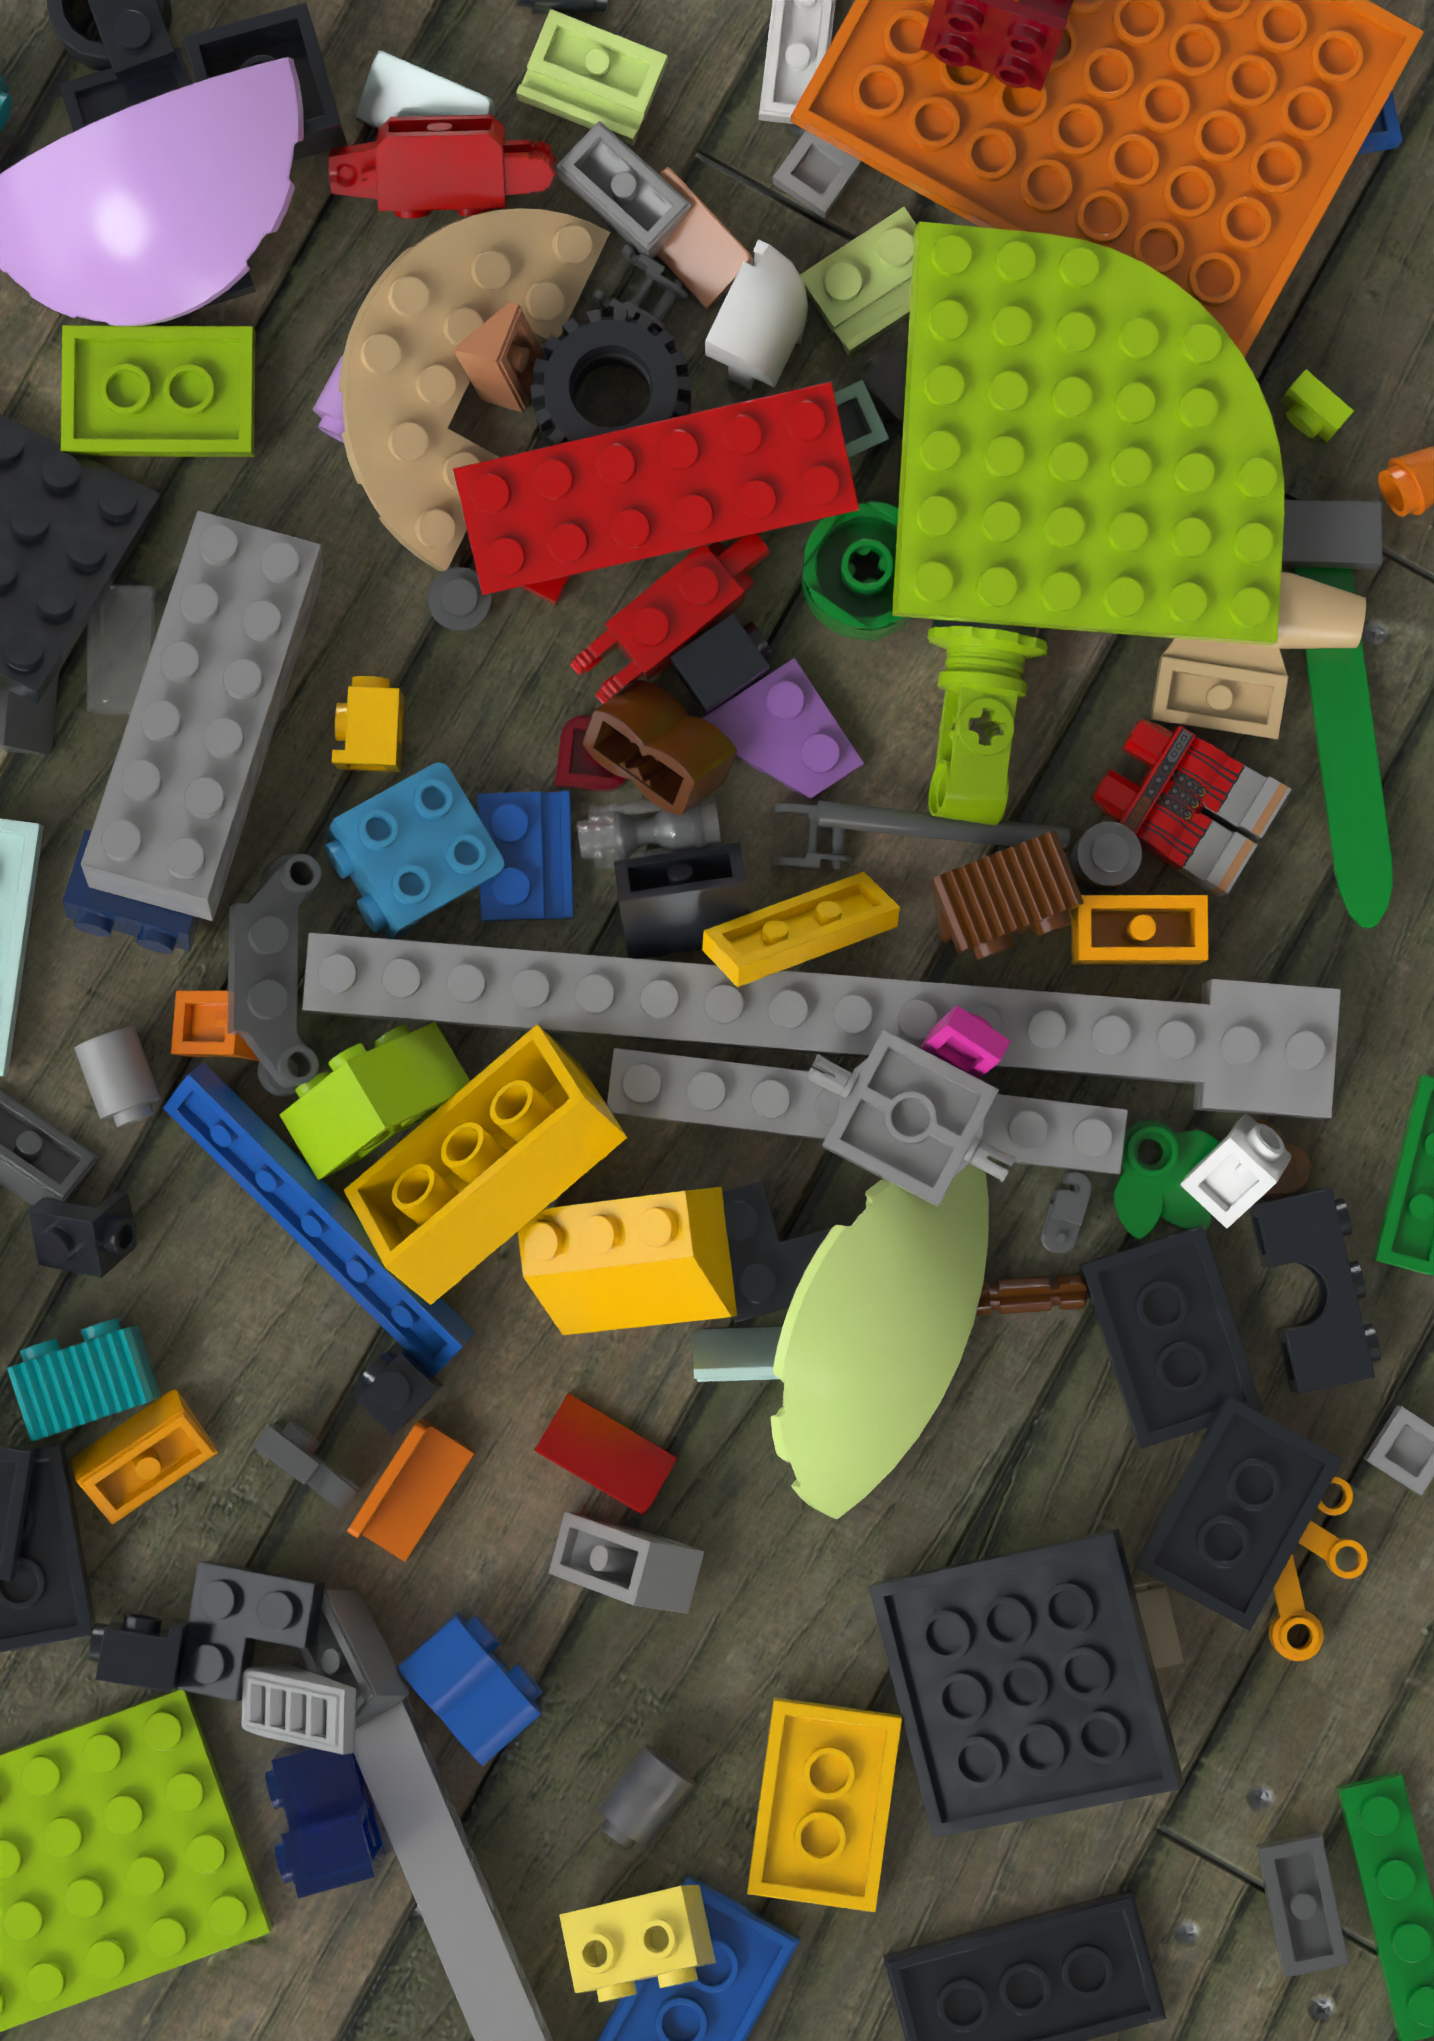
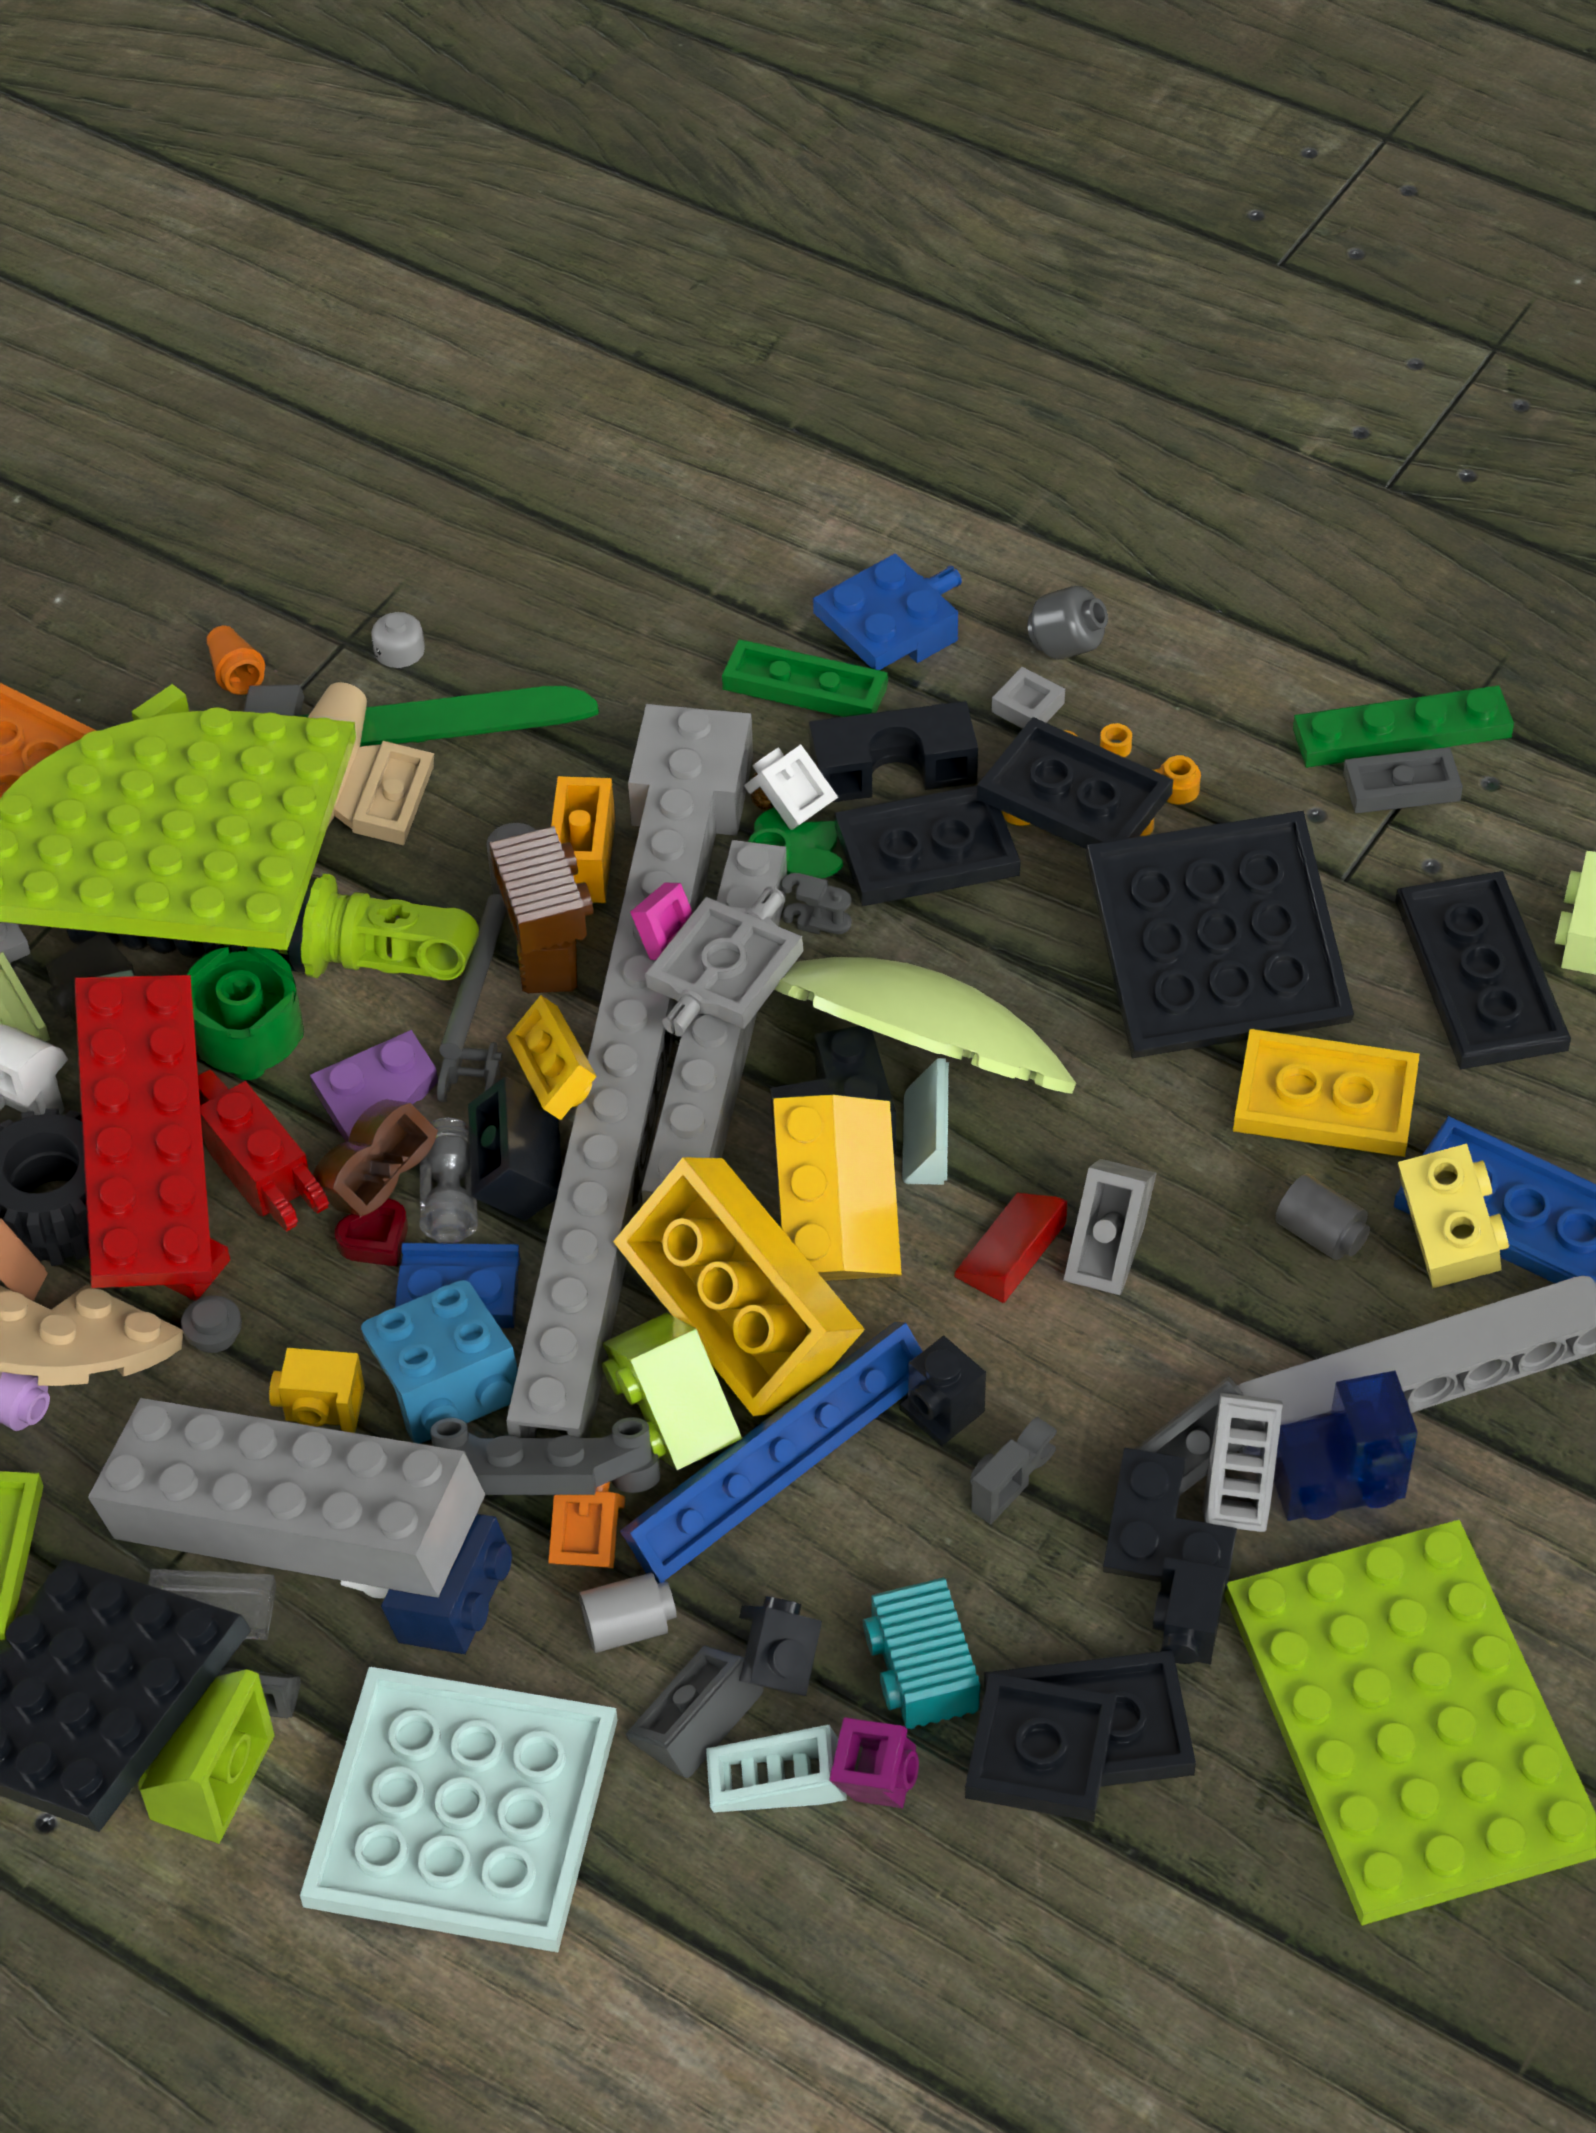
camera: 85 degrees left, 35 degrees down
(142, 1456) = (1000, 1616): light orange slope -> none
(412, 1489) = (1034, 1388): orange panel -> none
(472, 1686) = (1231, 1337): blue brick -> none
(722, 663) = (309, 1117): black brick -> none
(1033, 1294) = (885, 928): reddish brown axle -> none
(1181, 783) = (473, 801): hips -> none

